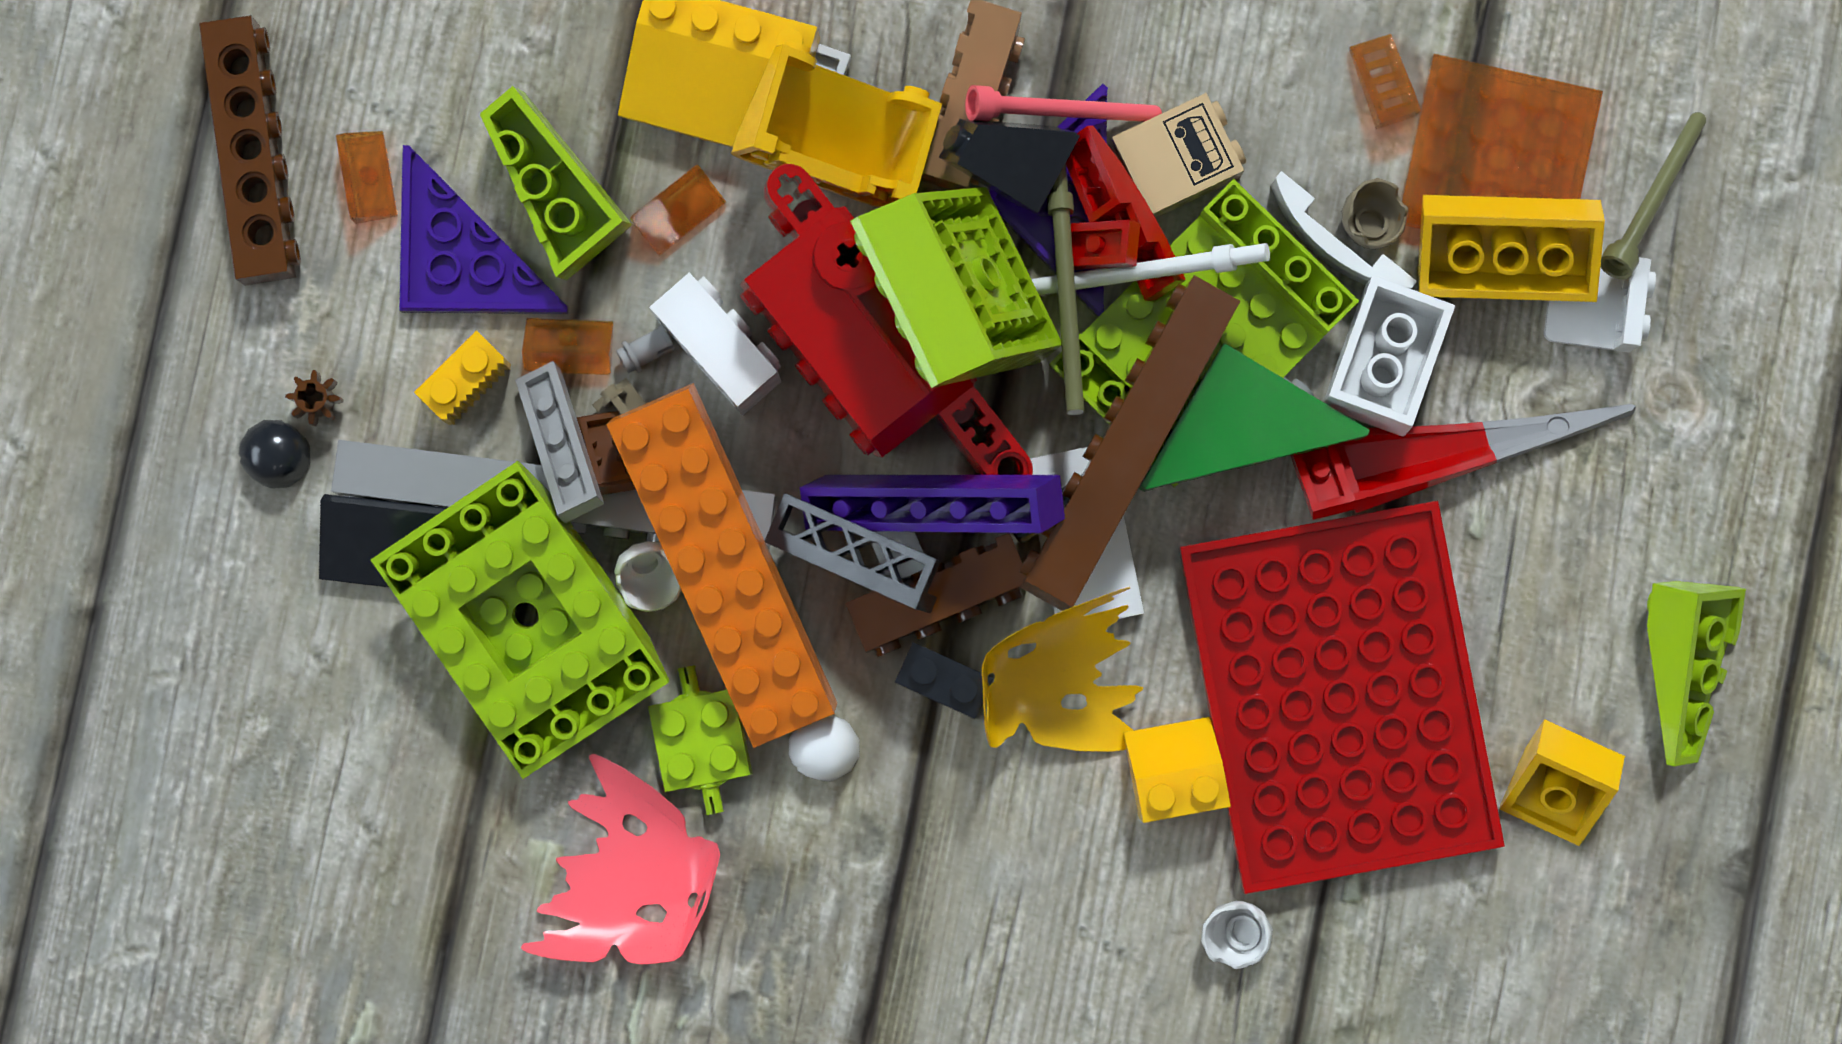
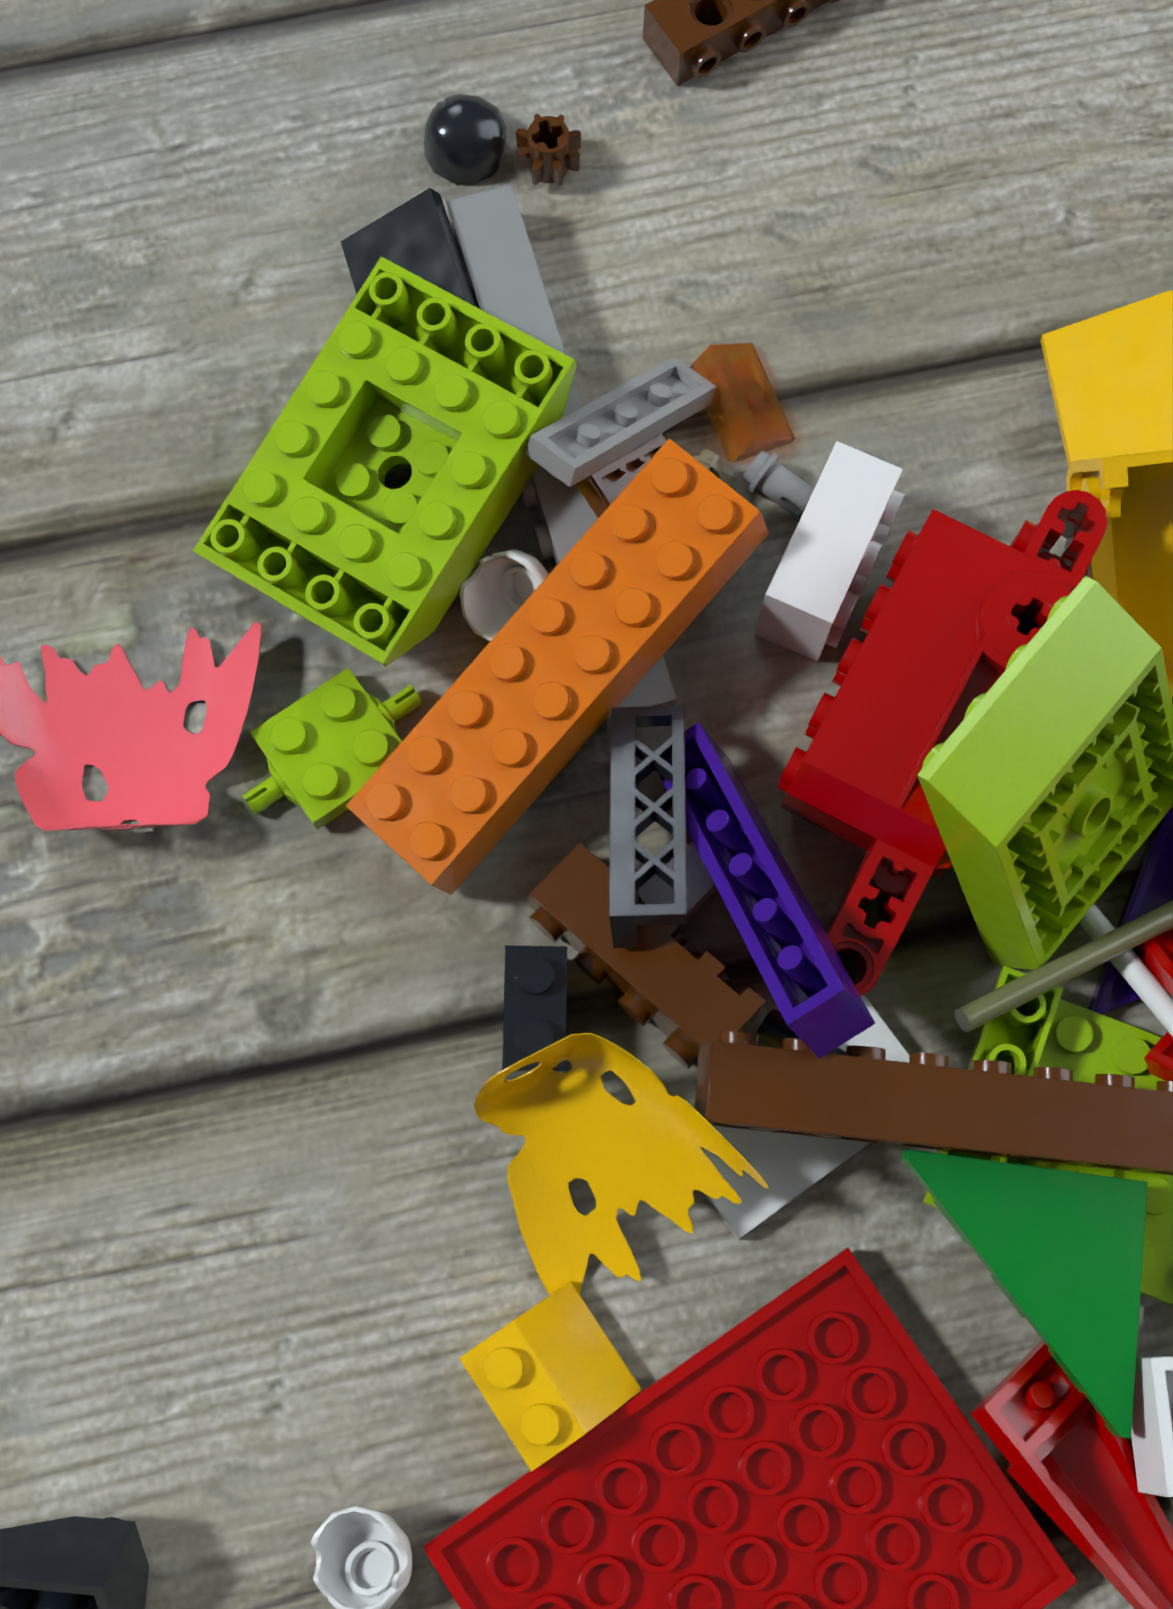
camera: 65 degrees right, 10 degrees down
(366, 176) = (828, 104): clear orange slope -> none
(455, 258) = (783, 239): dark purple tile -> none
(462, 378) = (647, 295): yellow brick -> none
(560, 195) = (917, 306): lime wedge -> none
(678, 210) = (965, 451): clear orange slope -> none
(824, 749) = (386, 903): white hair -> none

